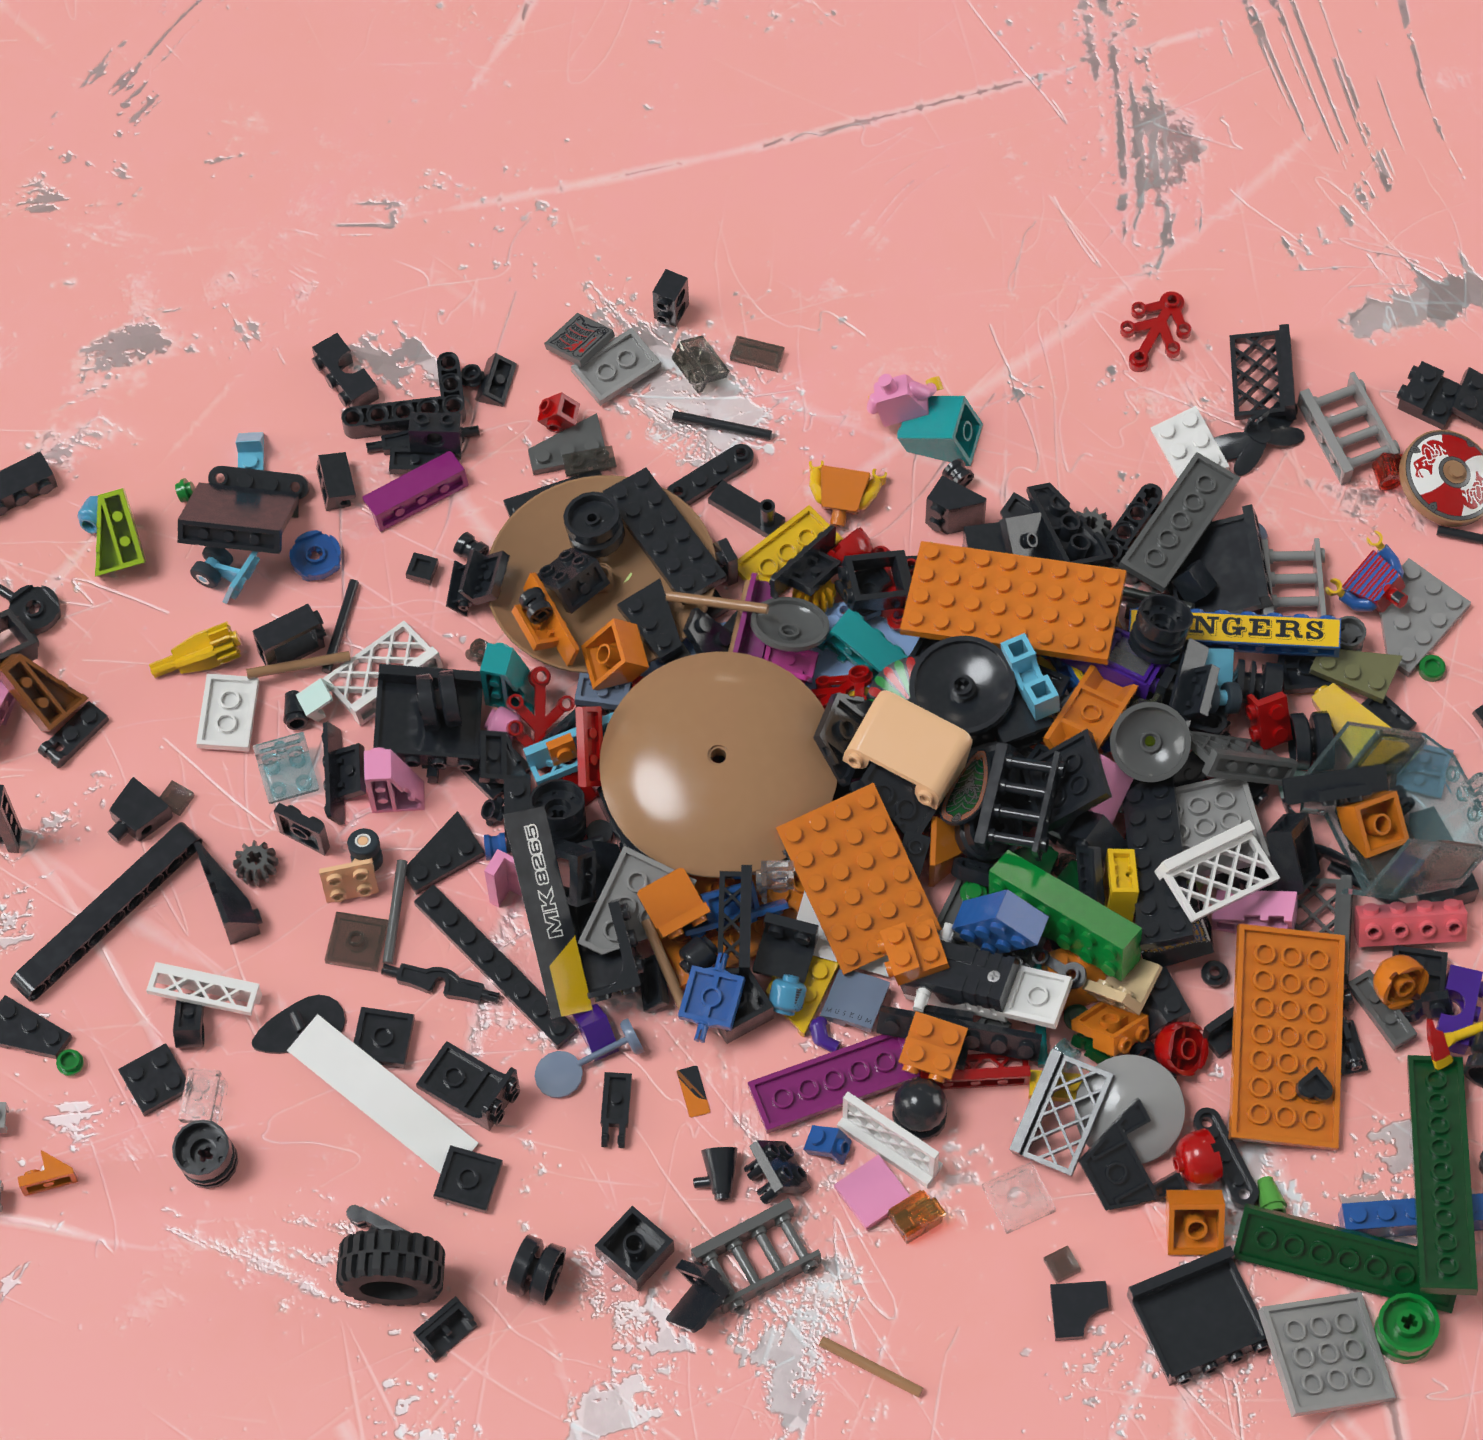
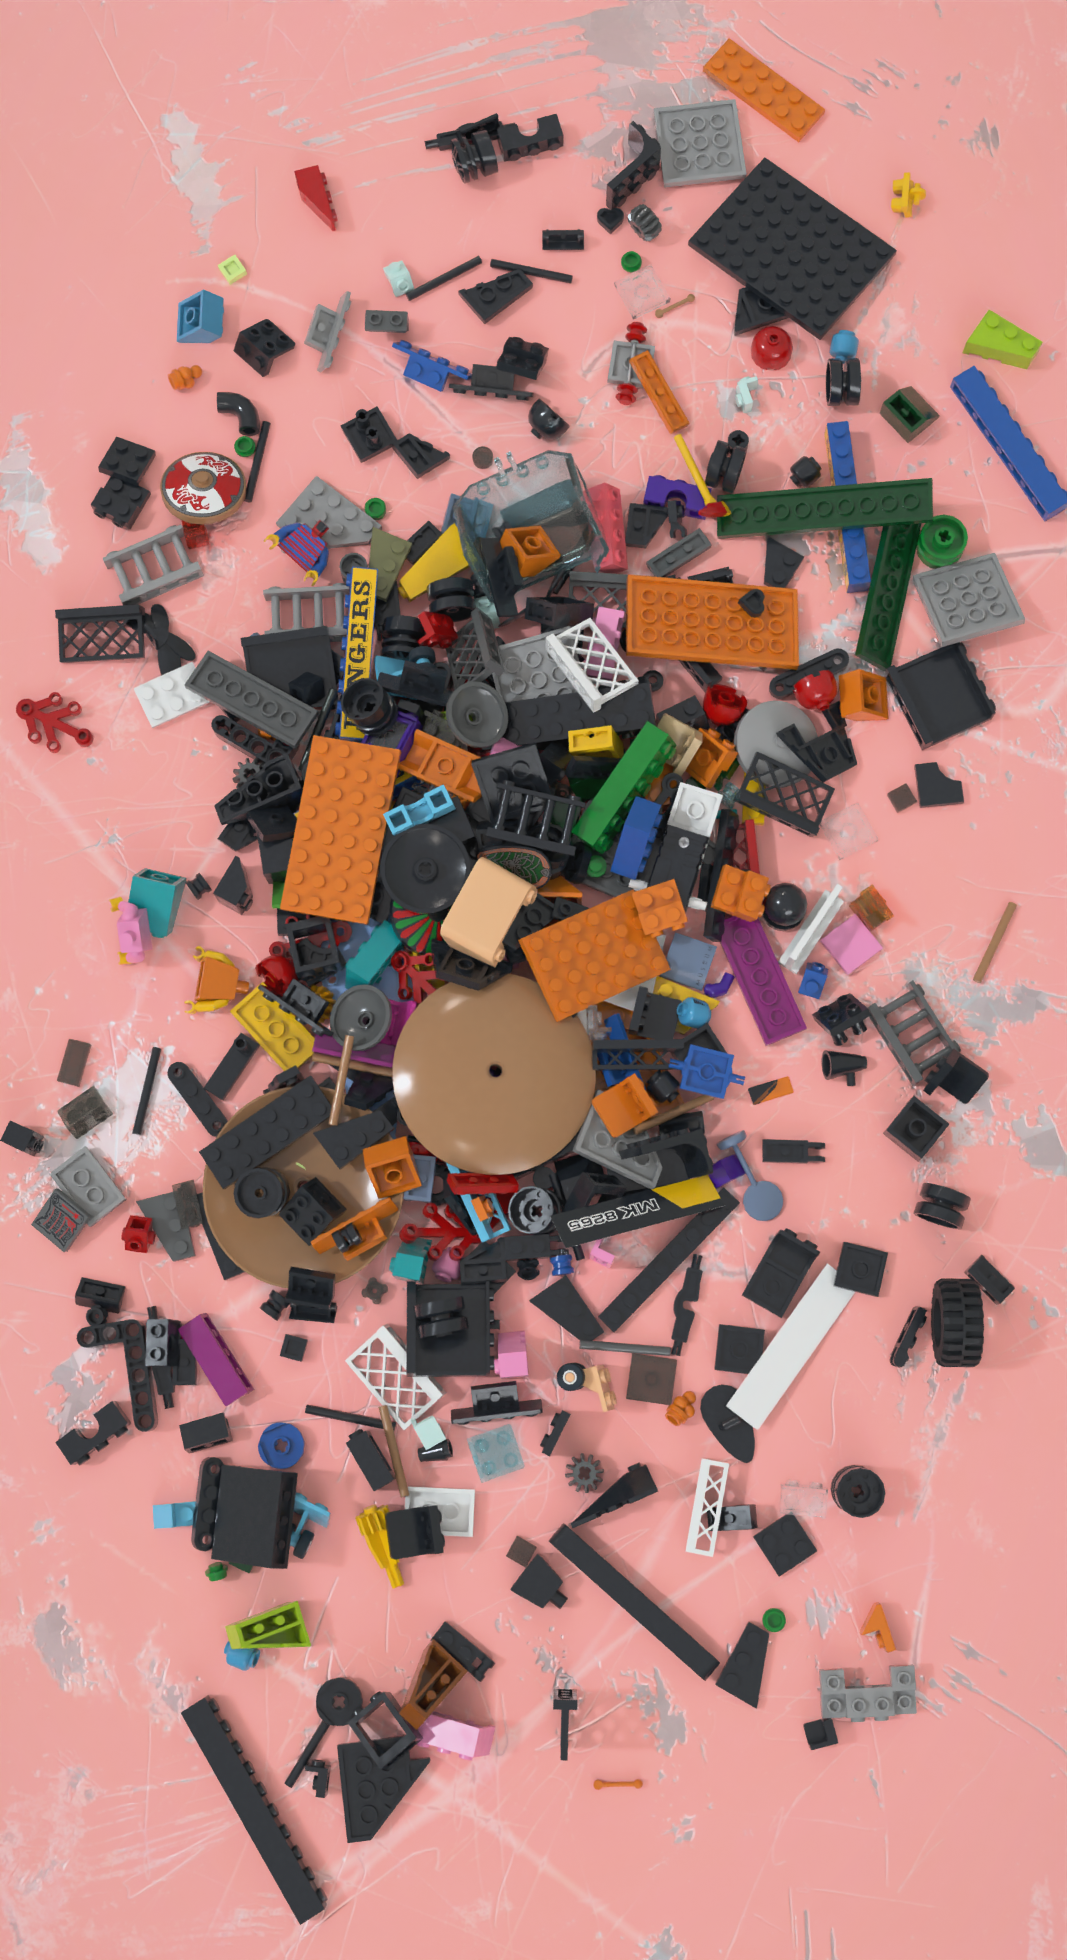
camera: 90 degrees left, 15 degrees up
(205, 675) = (414, 1532): none -> black bracket
(320, 970) = (681, 1408): none -> orange piece
(1270, 1195) = (843, 640): bright green cone -> none
(1372, 1132) = (780, 564): none -> black wing
(1399, 980) = (660, 538): orange cylinder -> none

